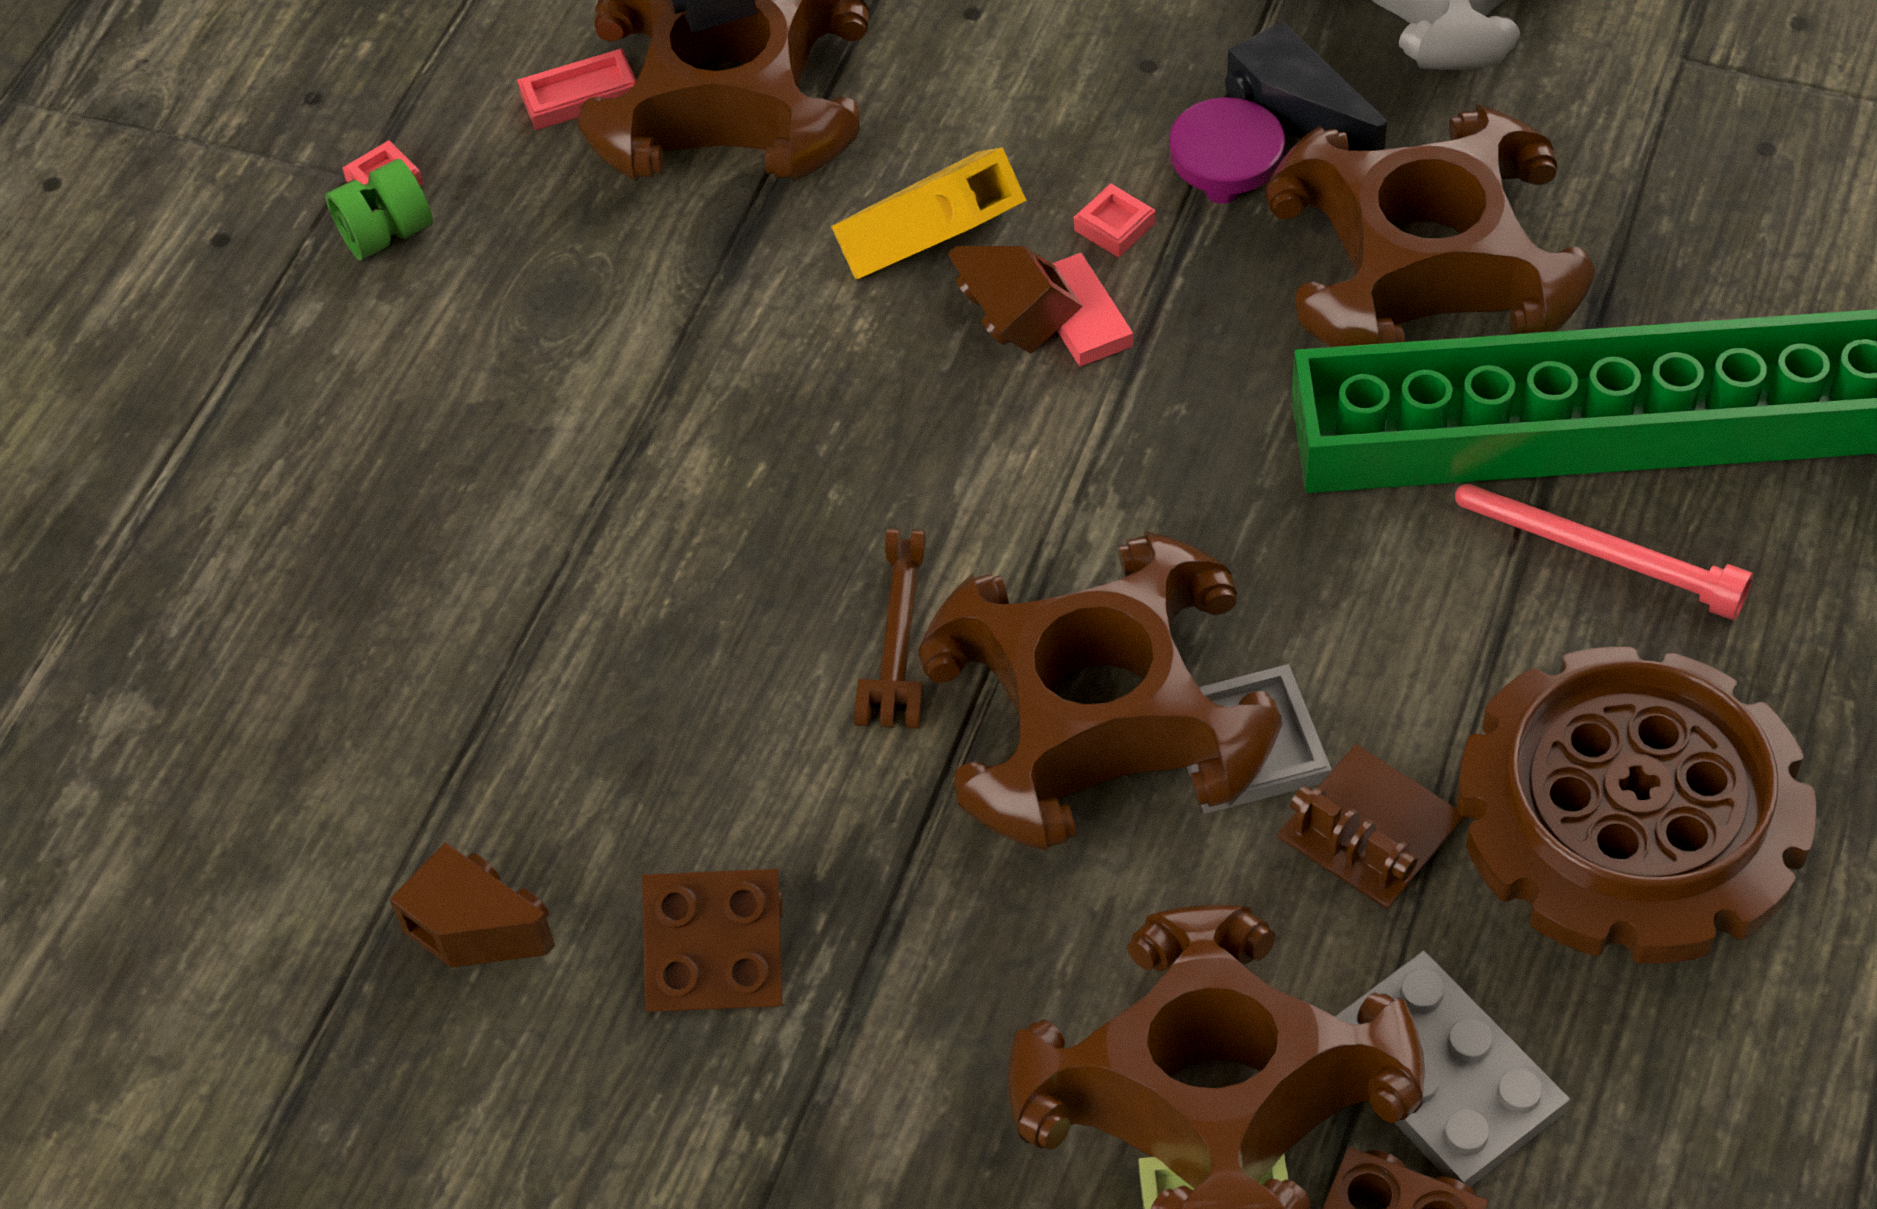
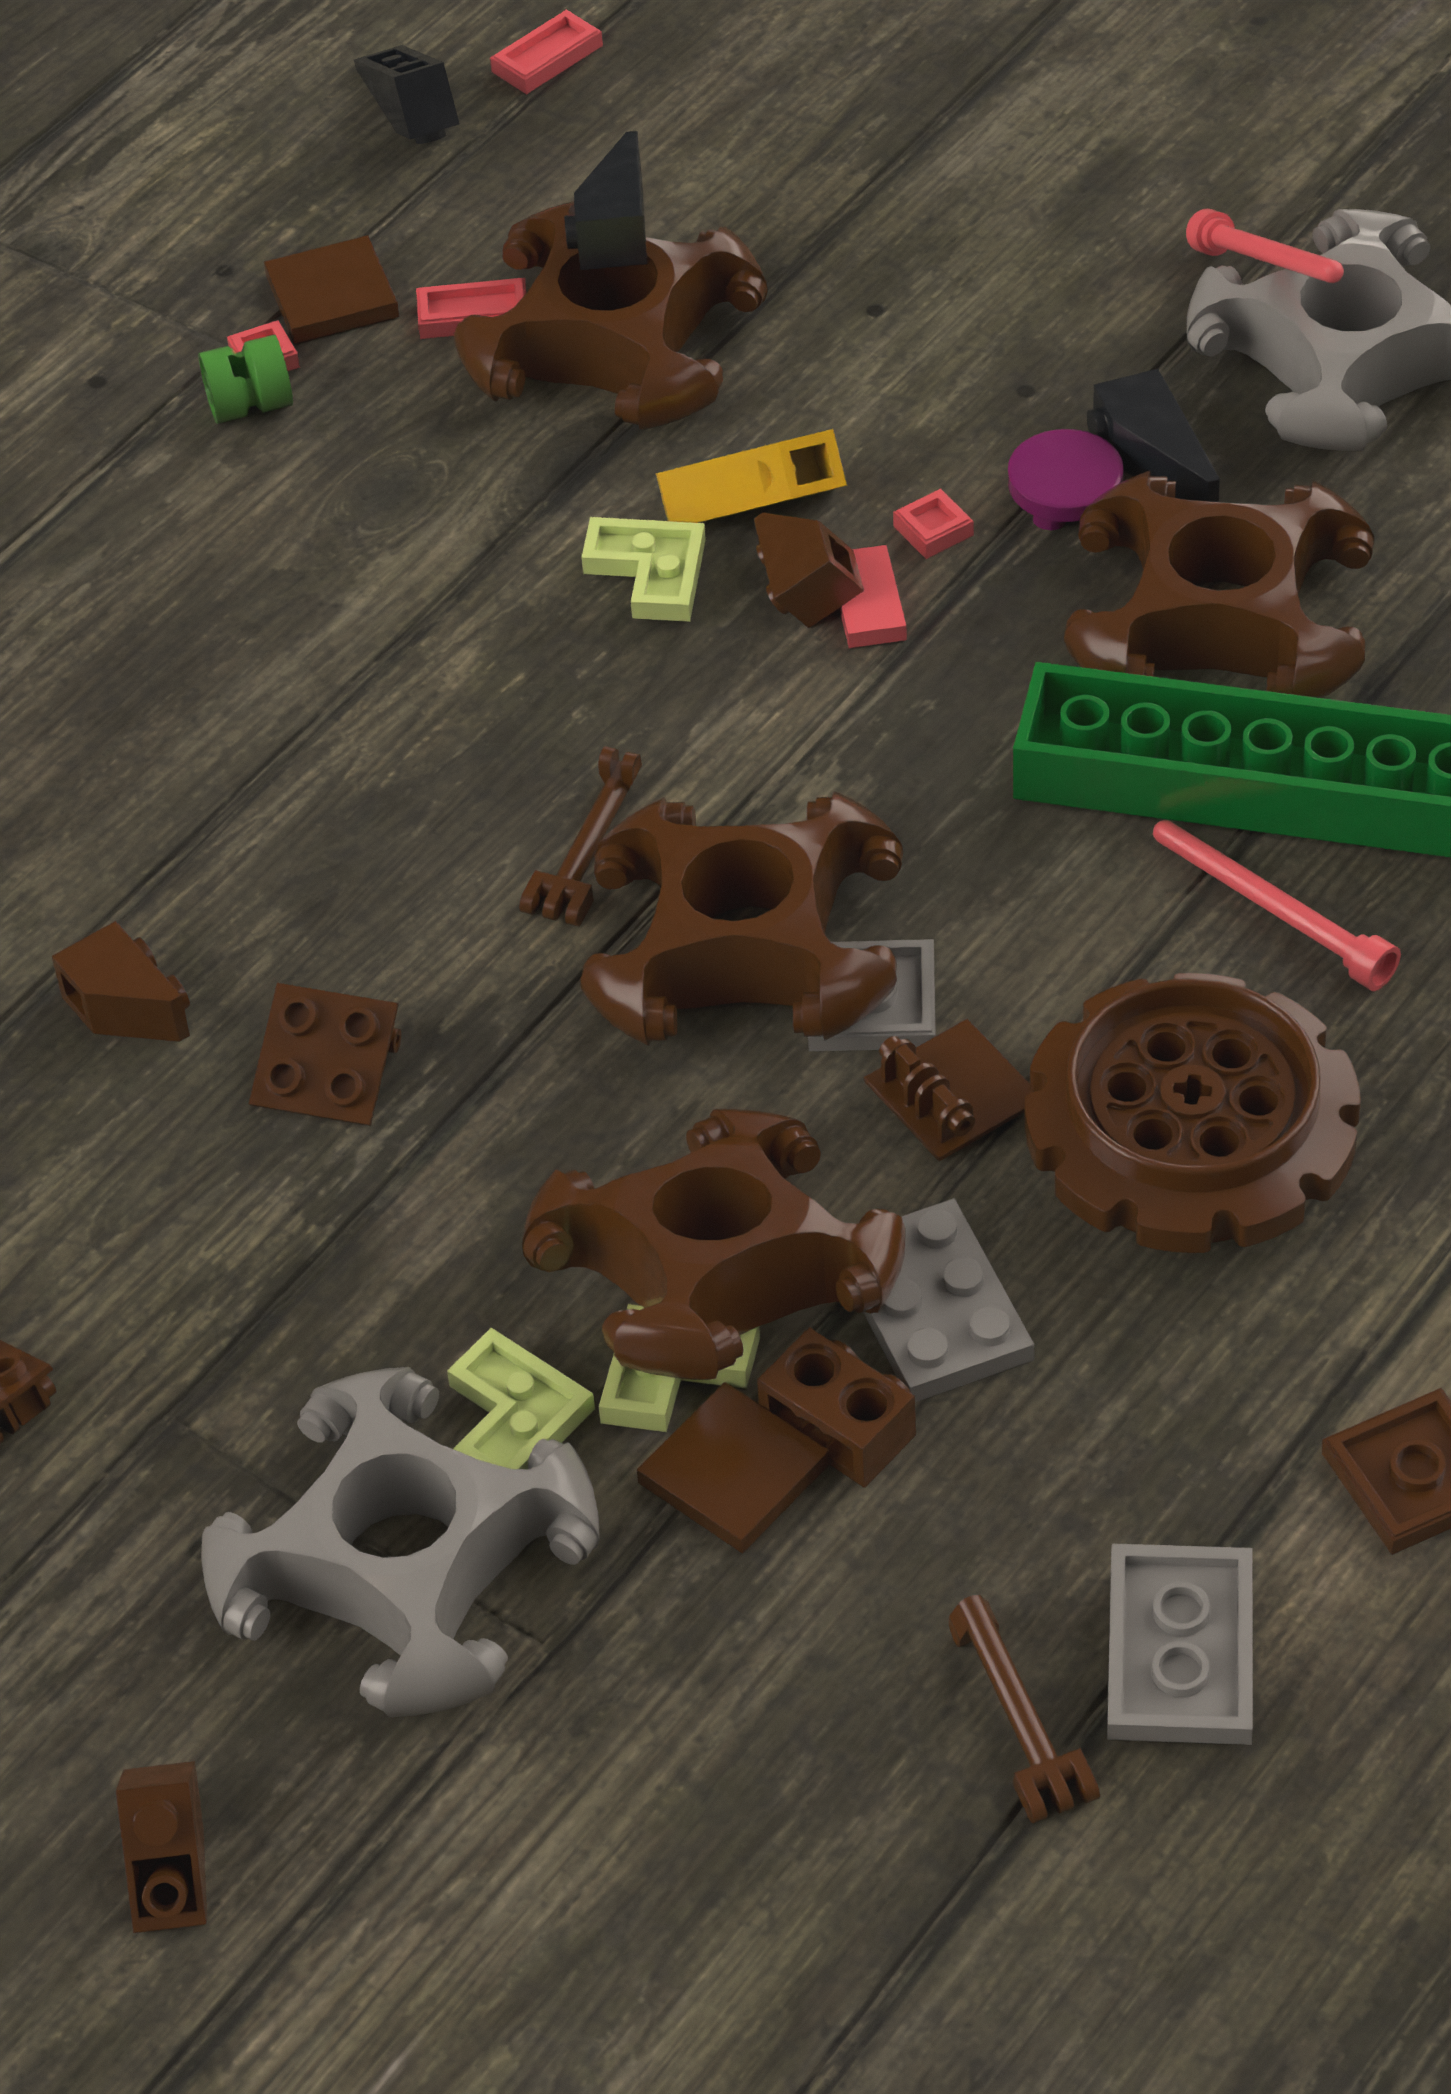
camera: 15 degrees right, 5 degrees down
(430, 97) = (331, 289): none -> reddish brown tile
(858, 306) = (660, 556): none -> yellowish green plate

